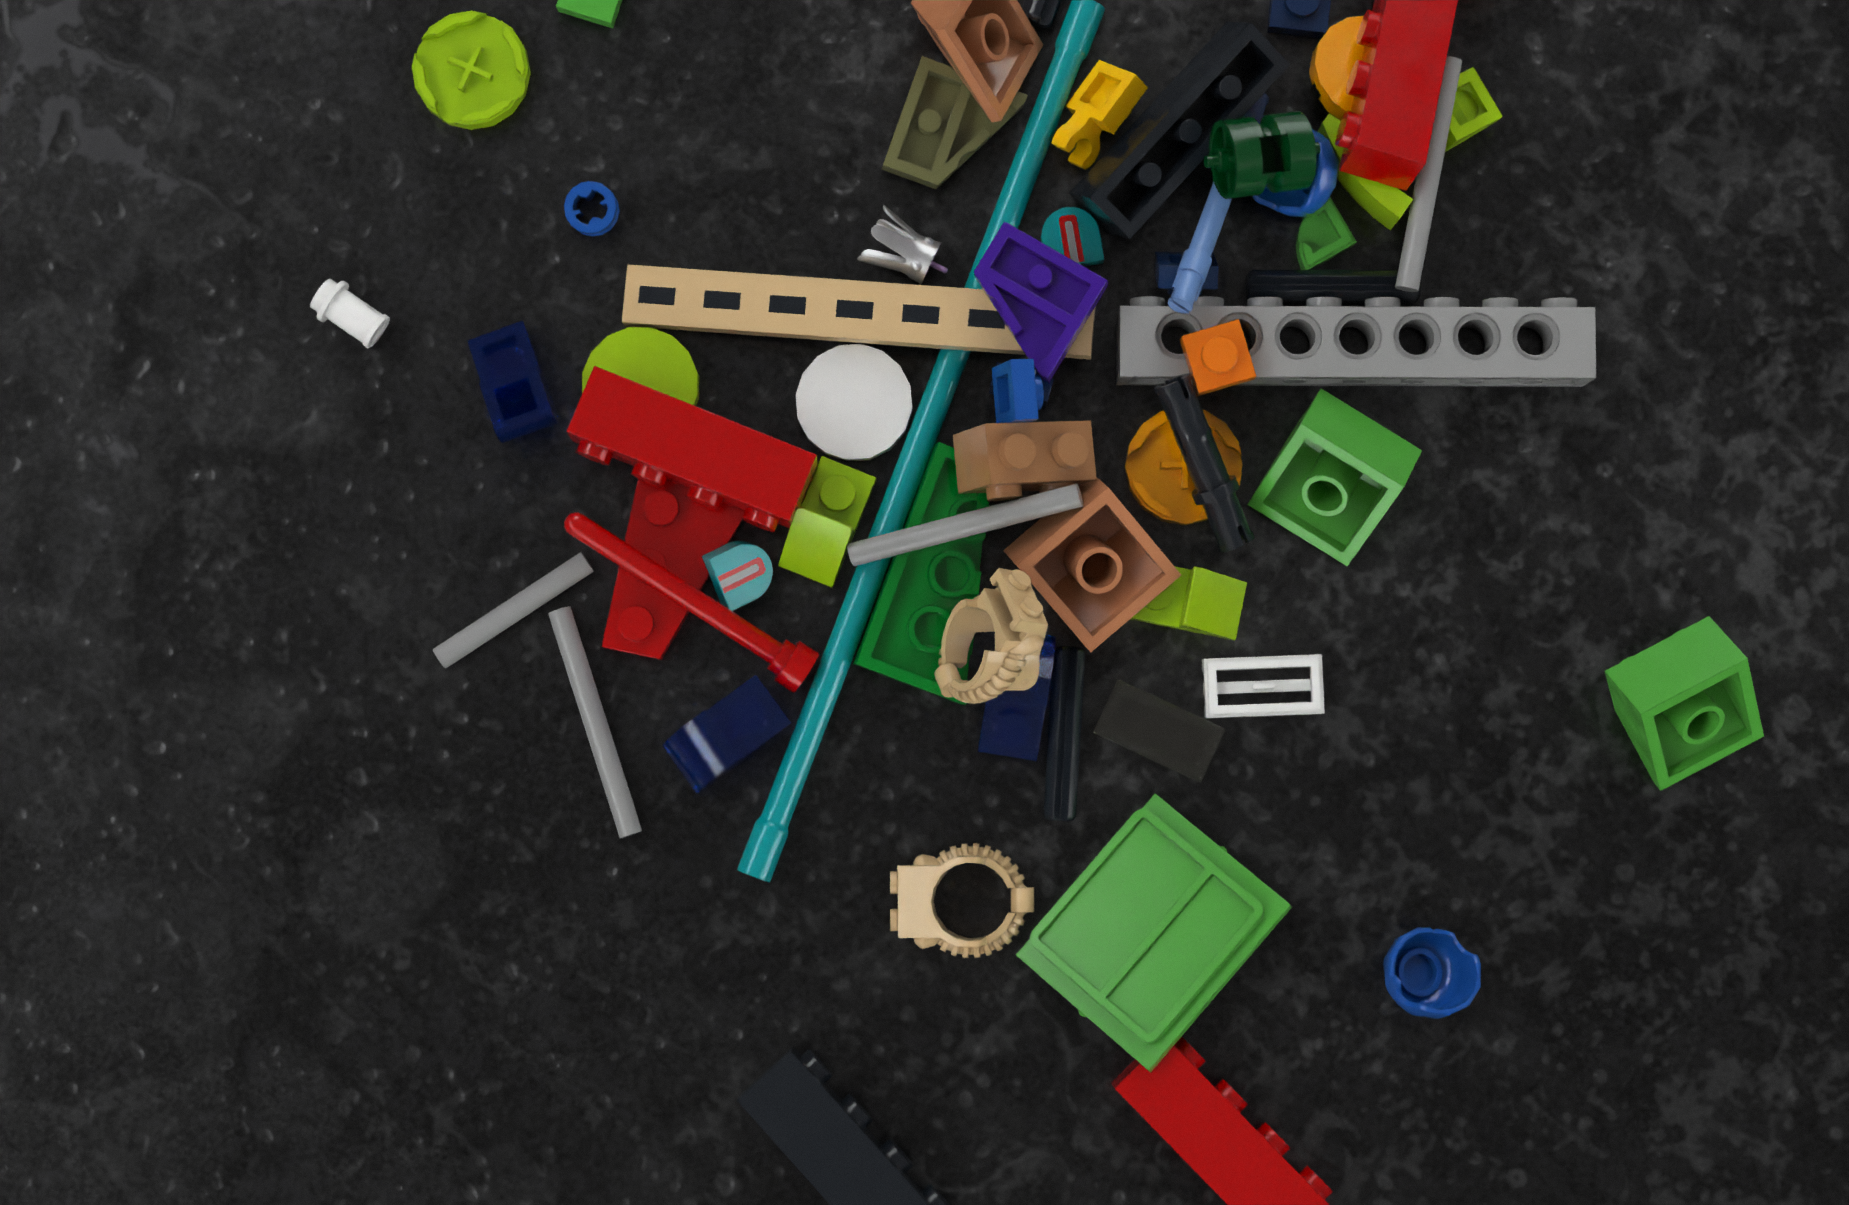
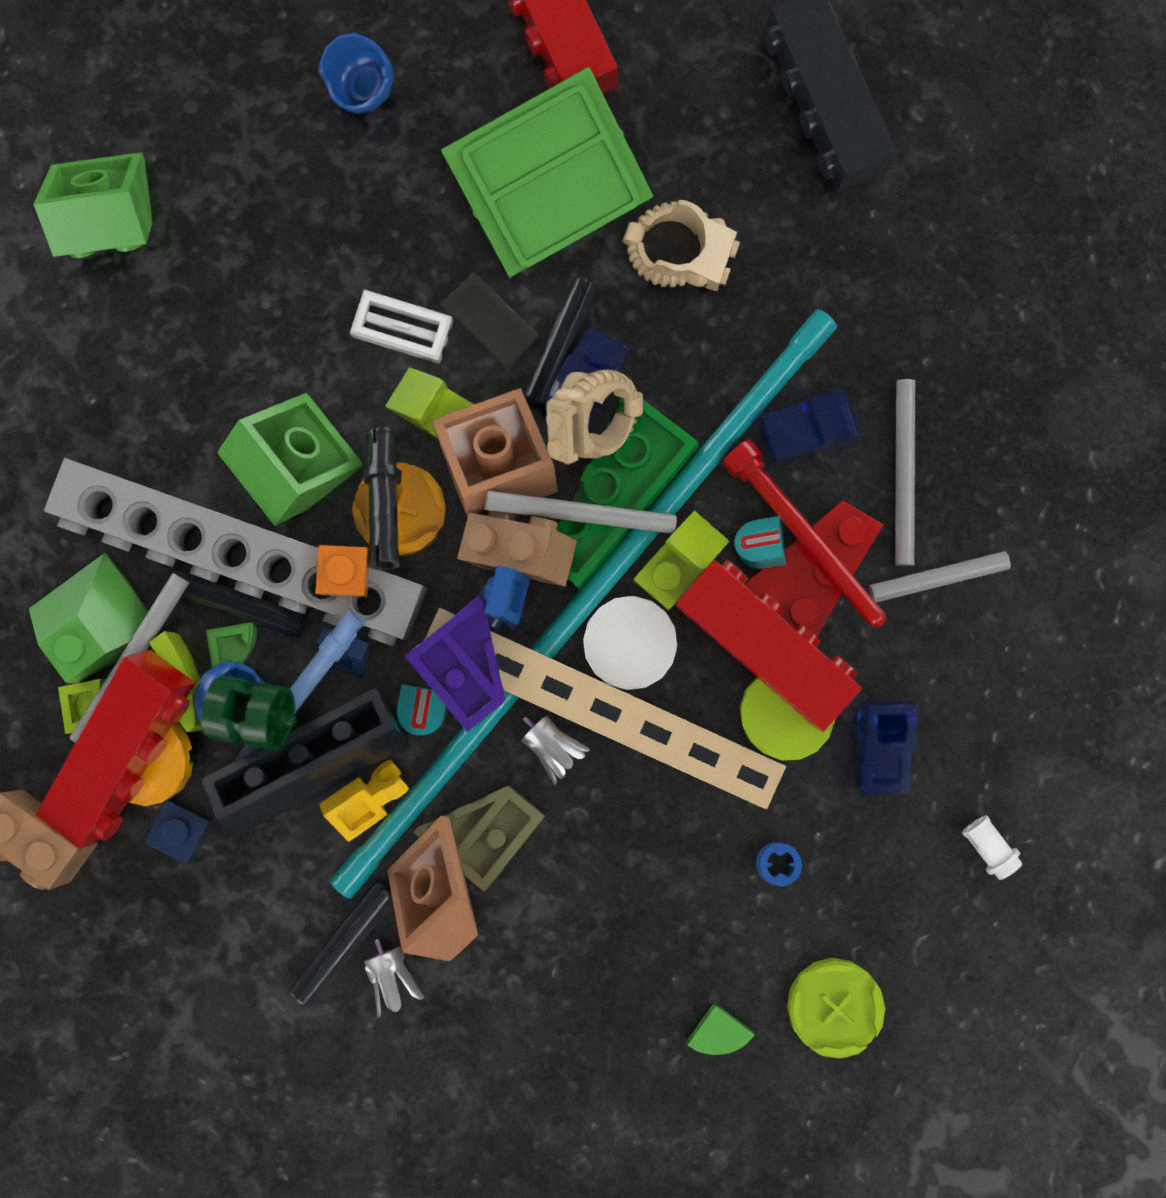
camera: 160 degrees left, 0 degrees up
(1498, 206) = (88, 620): none -> bright green slope

